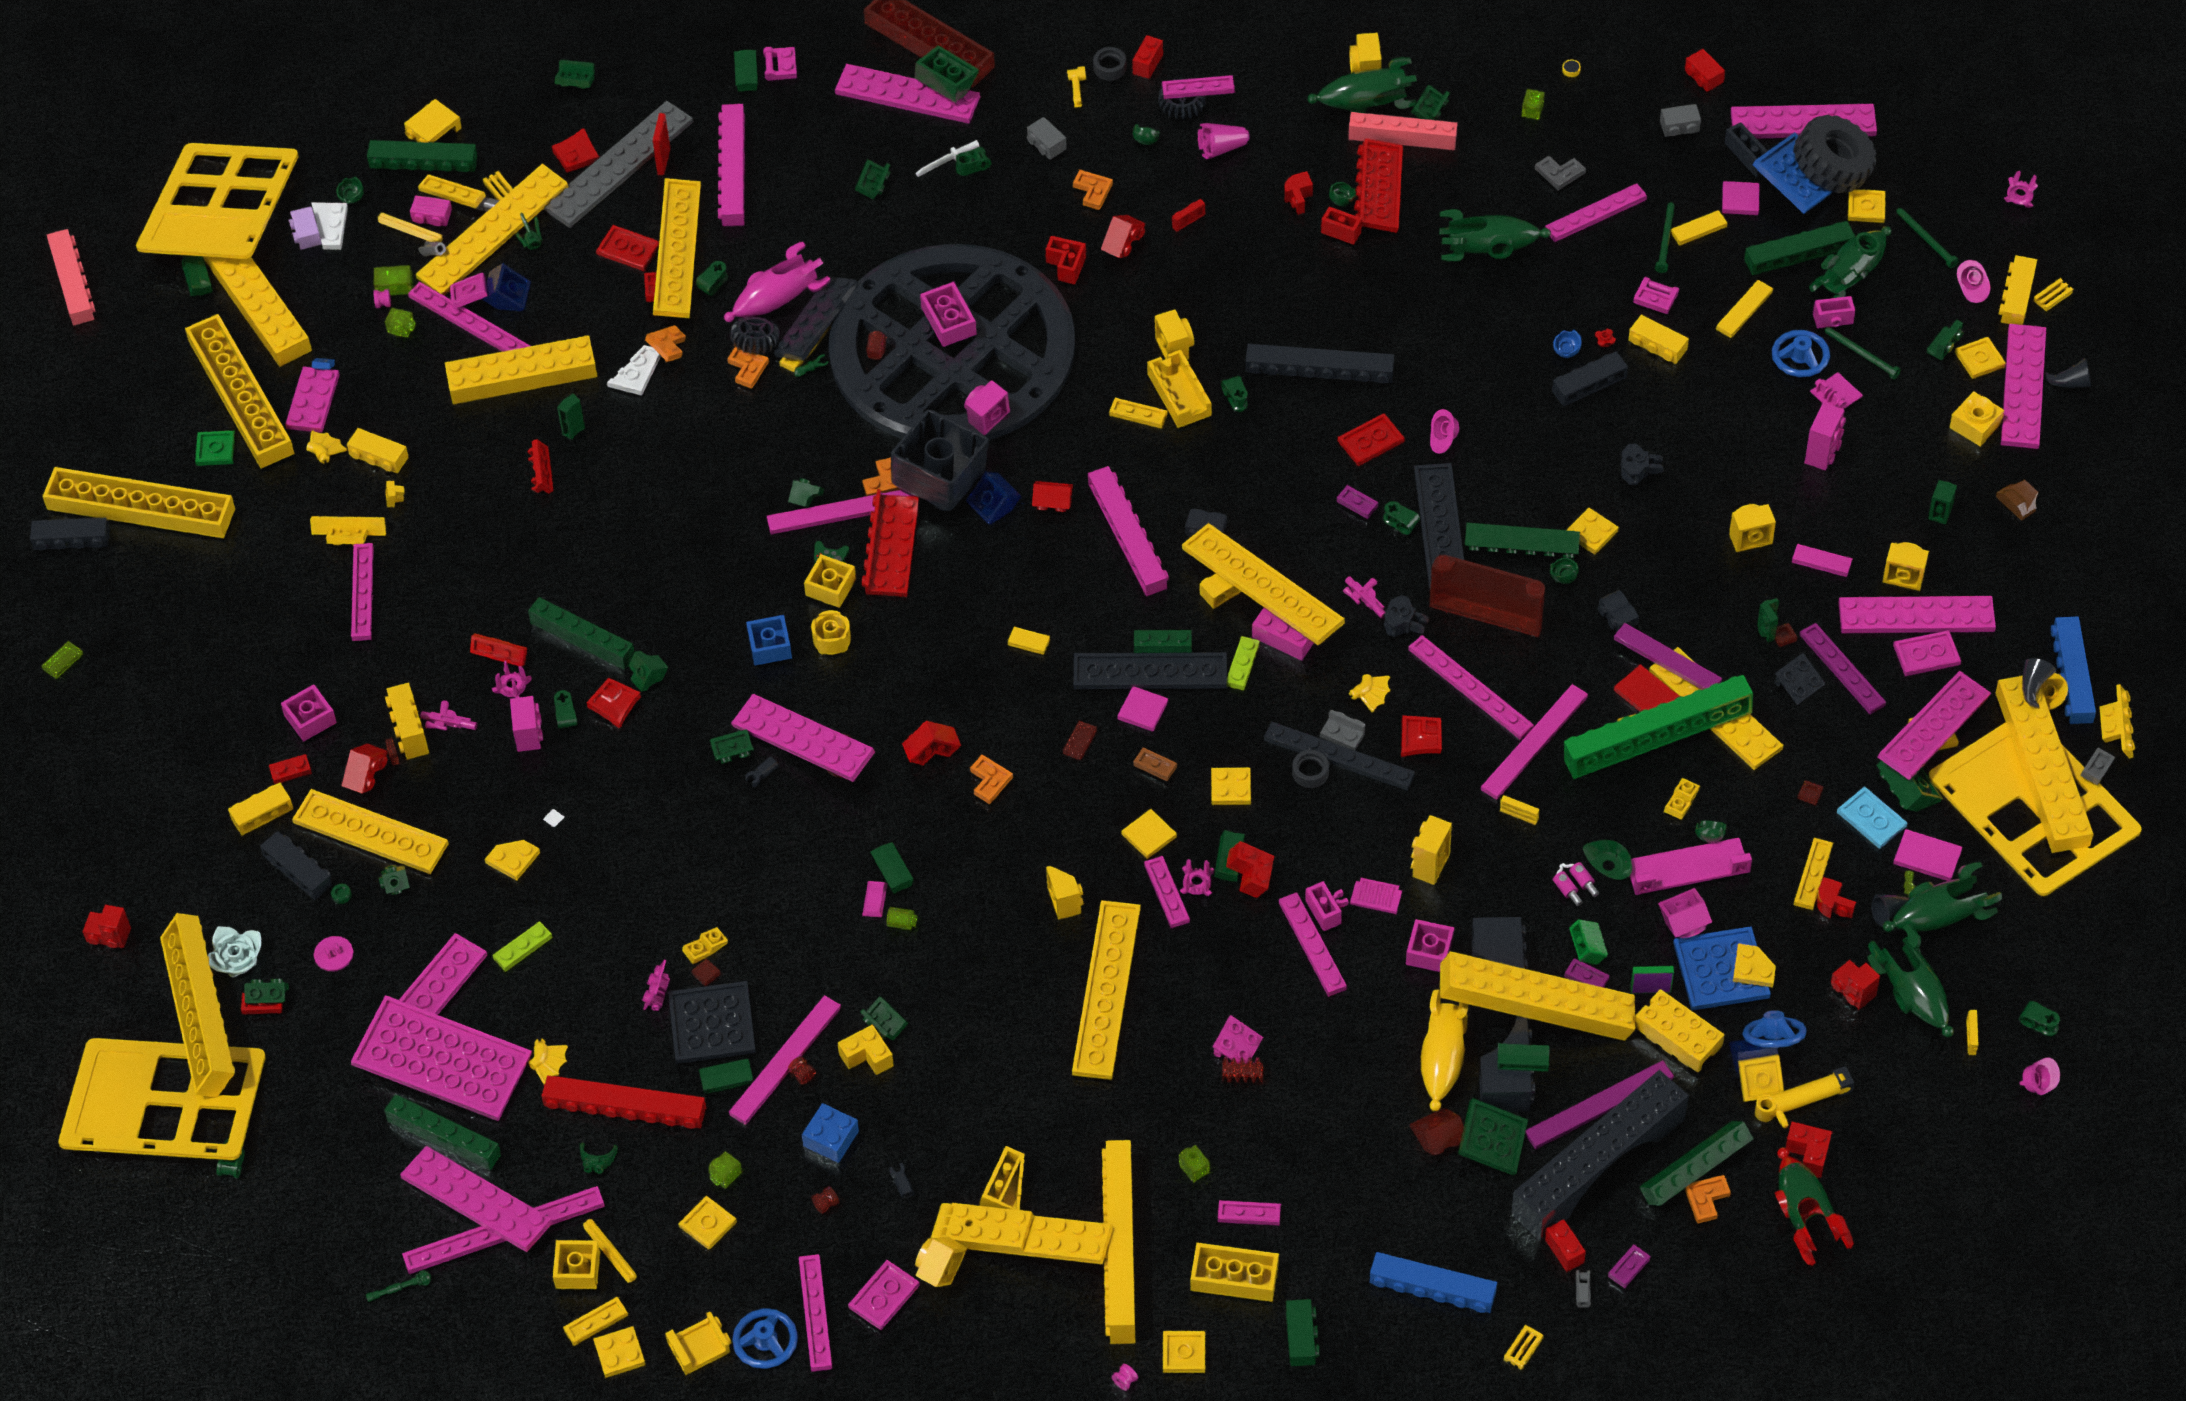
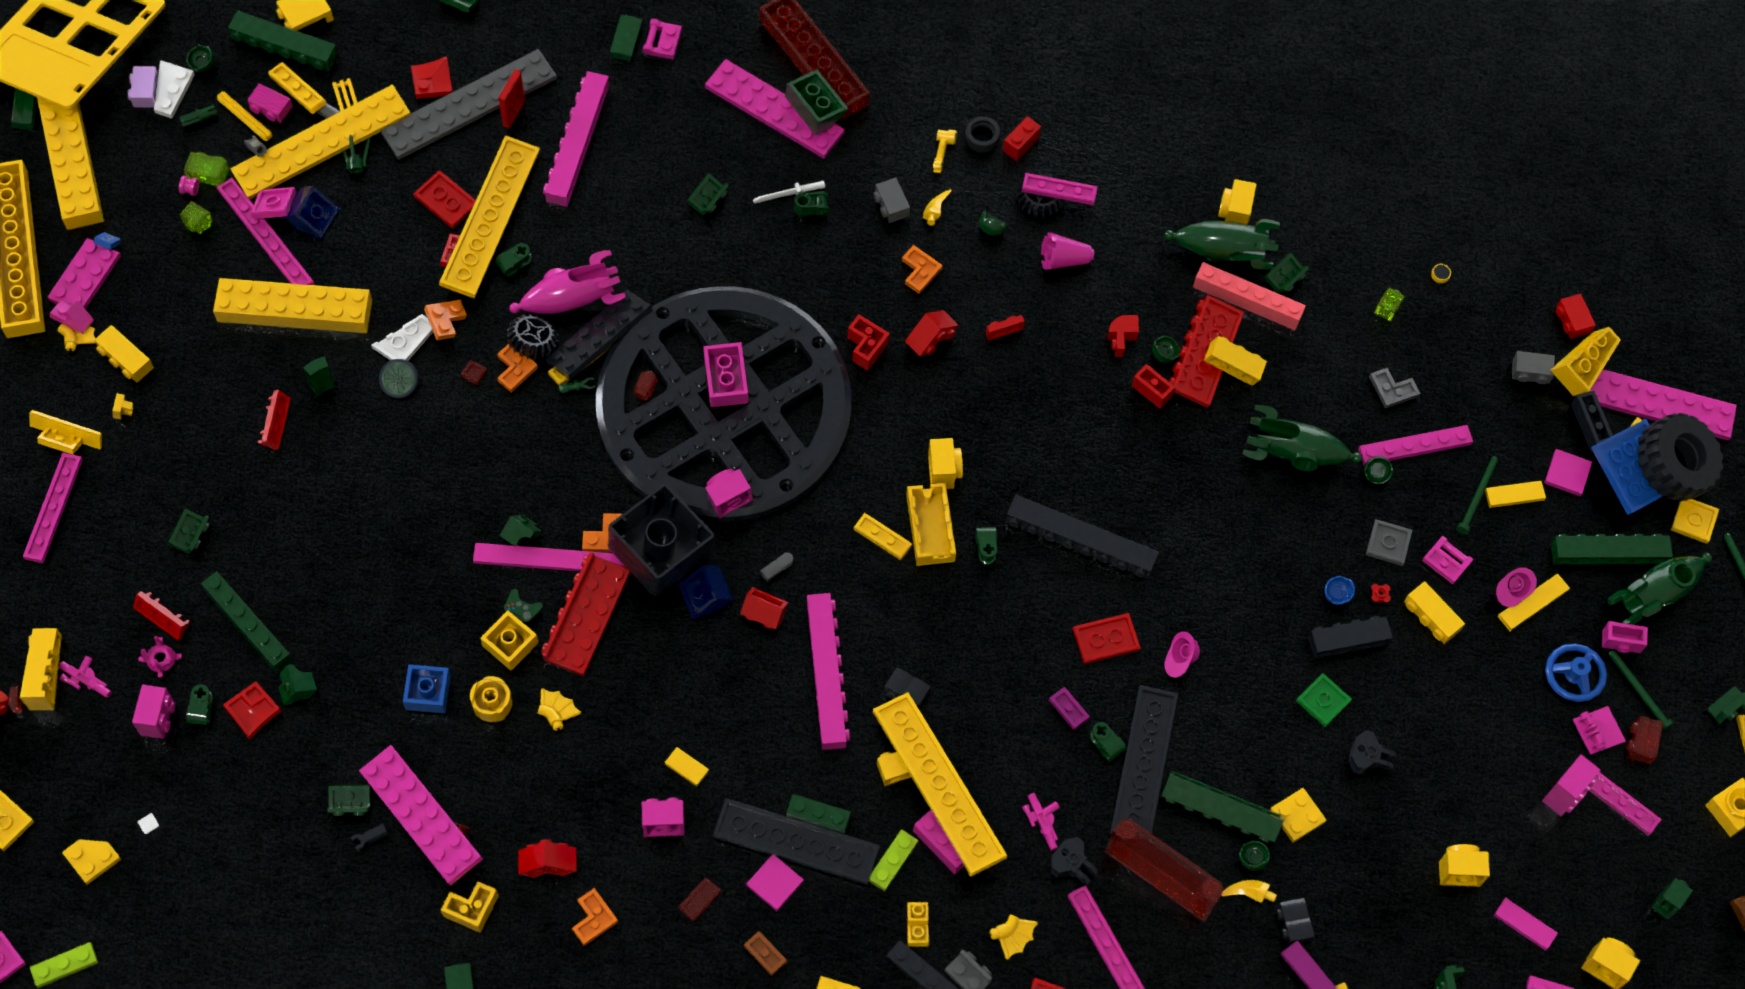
camera: 10 degrees right, 10 degrees up
(320, 432) = (72, 316): none -> dark pink slope
(367, 239) = (198, 115): none -> dark green axle
(497, 576) = (188, 531): none -> dark green bracket
(643, 403) = (398, 378): none -> dark green wheel
(710, 381) = (473, 372): none -> clear red tile
(876, 801) = (471, 912): none -> yellow brick
(892, 627) = (556, 708): none -> yellow arm
(1024, 681) = (663, 817): none -> dark pink brick
(1051, 461) = (776, 566): none -> dark grey bar
(1087, 137) = (933, 209): none -> yellow bar
(1282, 706) = (917, 924): none -> yellow slope
(1408, 185) = (1235, 360): none -> yellow brick
(1569, 238) = (1378, 470): none -> dark green hair
(1571, 598) = (1251, 888): none -> yellow bar
(1583, 435) = (1323, 700): none -> green tile
(1598, 296) = (1389, 542): none -> dark grey tile
(1724, 297) = (1516, 587): none -> dark pink piece
(1726, 102) = (1586, 361): none -> yellow wedge
(1877, 444) = (1625, 804): none -> dark pink tile
(1879, 388) = (1644, 740): none -> clear red brick

